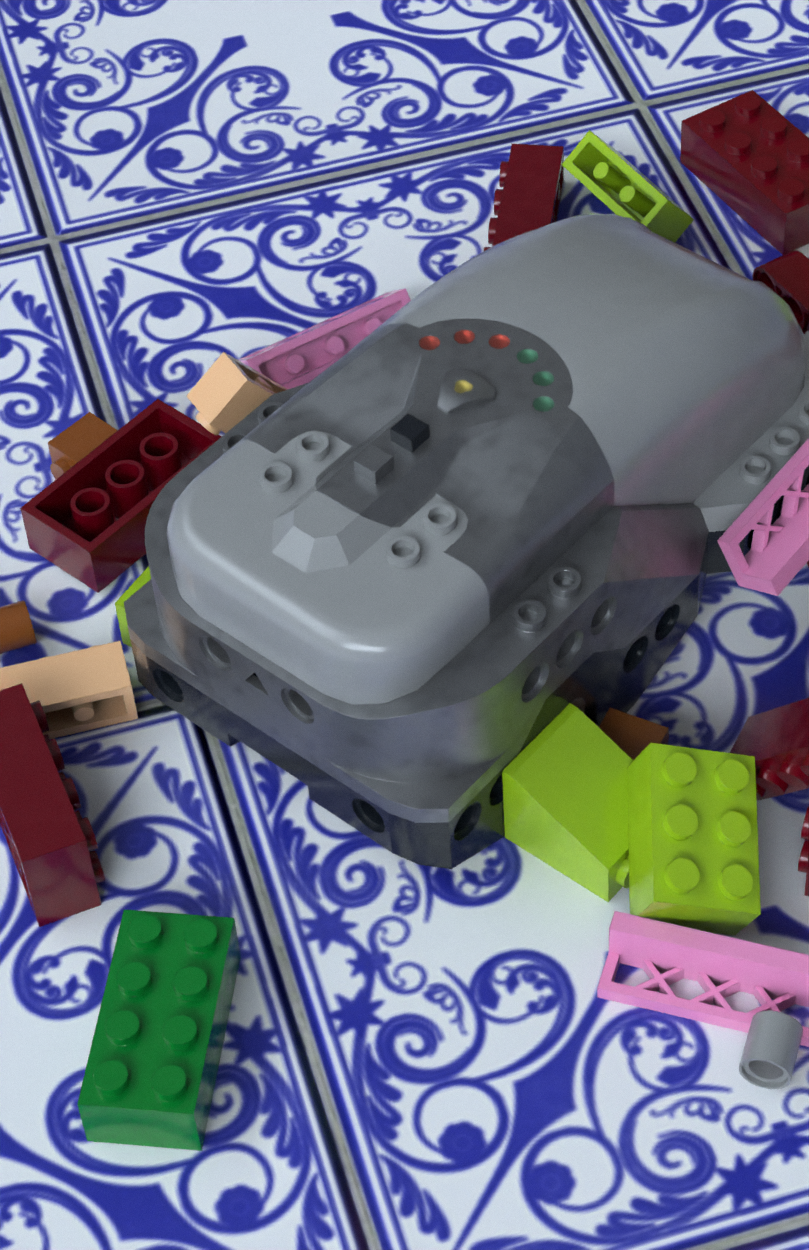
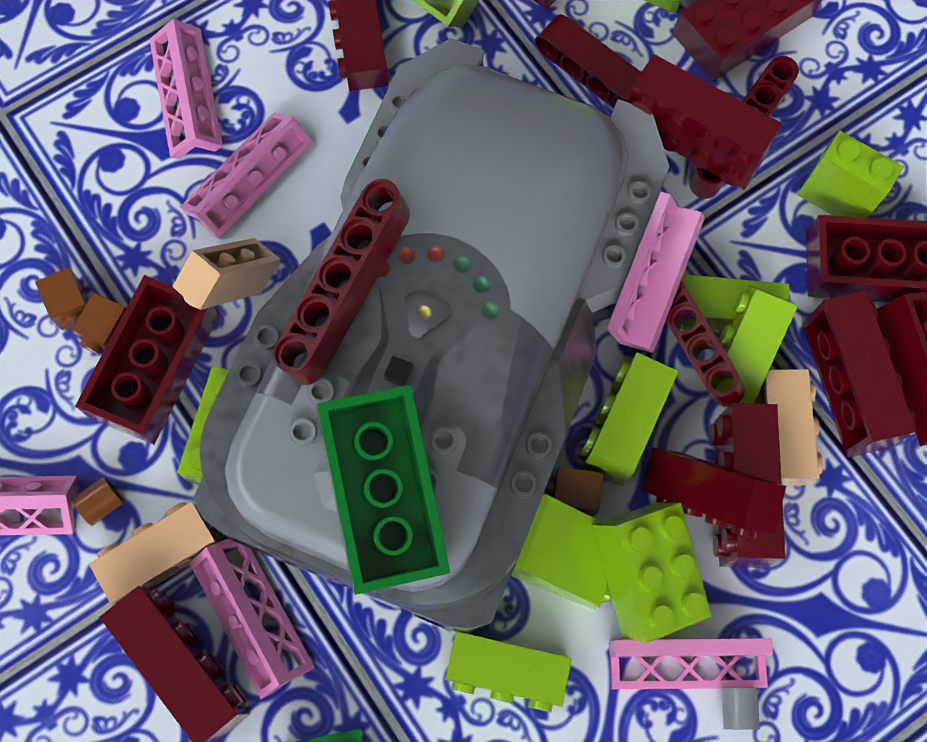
camera: 25 degrees left, 25 degrees up
(49, 412) = (63, 297): none -> dark orange brick
(131, 788) = (243, 616): none -> bright pink fence
(285, 249) = (190, 84): none -> bright pink fence
(341, 518) = (382, 489): none -> green brick
(375, 333) = (342, 303): none -> dark red beam
(459, 924) = (508, 671): none -> lime brick
(727, 672) = (628, 418): none -> lime brick

